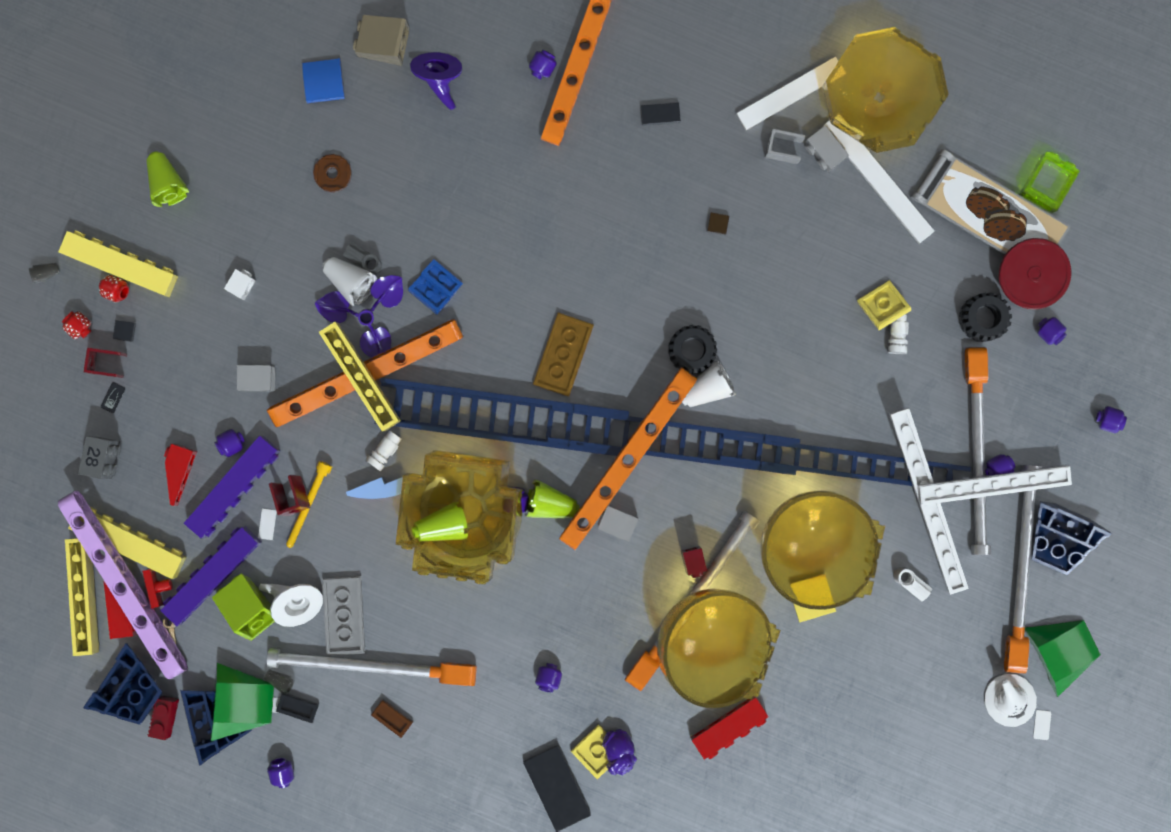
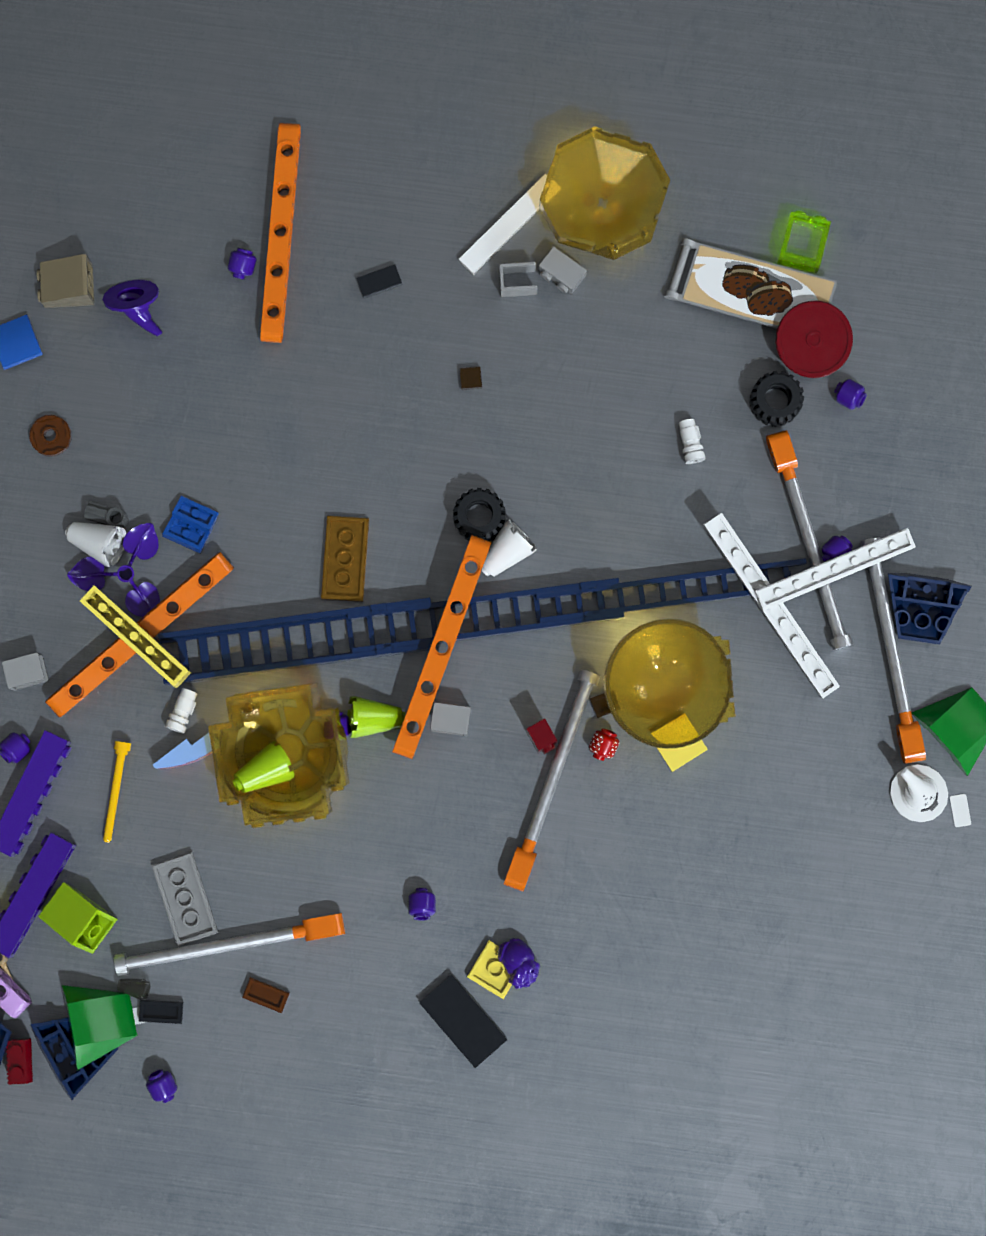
camera: 15 degrees left, 5 degrees down
(267, 524) = (77, 824): white sticker -> none
(294, 603) = (128, 899): white piece -> none
(299, 494) = (103, 780): dark red piece -> none
(716, 647) = (588, 816): clear yellow windscreen -> none
(729, 727) = (629, 903): red brick -> none
(746, 582) = (604, 744): none -> red head
(752, 546) = (599, 705): none -> dark brown tile
(883, 185) = (632, 292): white tile -> none
(884, 305) = (667, 415): light yellow tile -> none
(913, 584) = (782, 698): white piece -> none
(1111, 419) = (938, 469): dark purple head -> none

